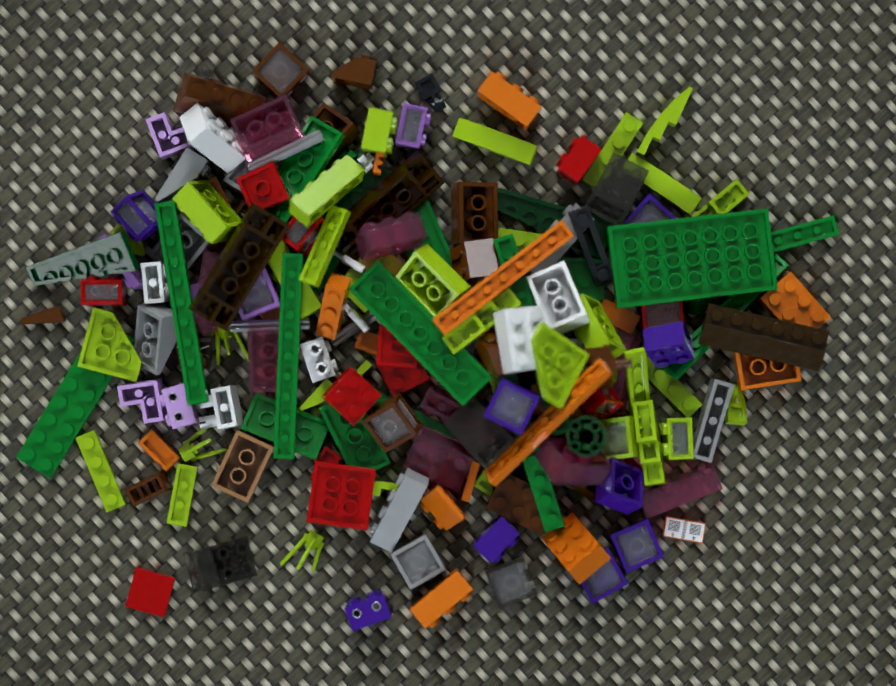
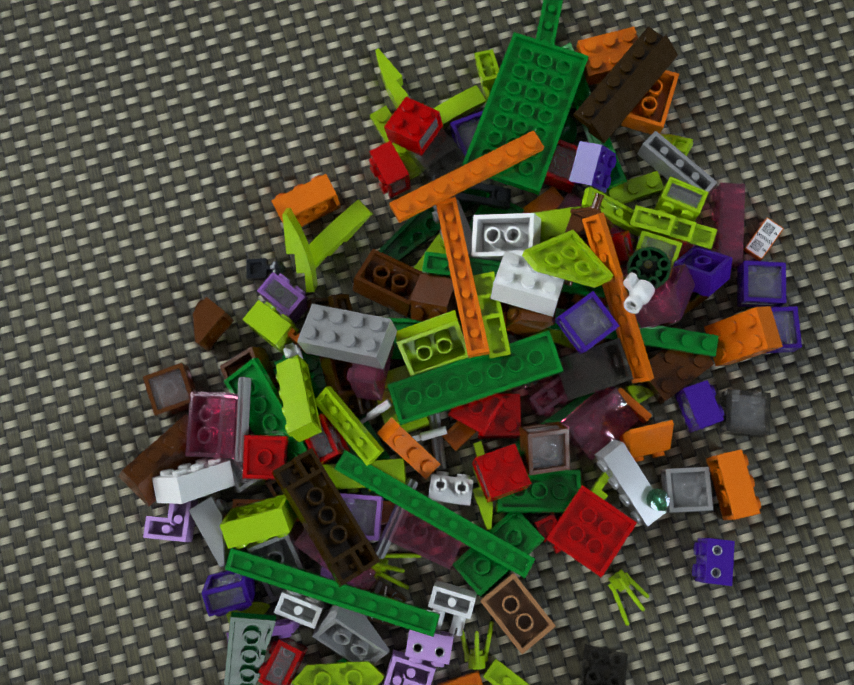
camera: 55 degrees left, 10 degrees down
(395, 539) = (658, 499): none -> clear green tile
(398, 207) = (347, 336): none -> light grey brick
(463, 117) = (297, 244): none -> lime slope
(560, 438) = (639, 293): none -> white piece
(598, 236) = (466, 176): none -> orange plate
(626, 163) = (413, 126): none -> red piece

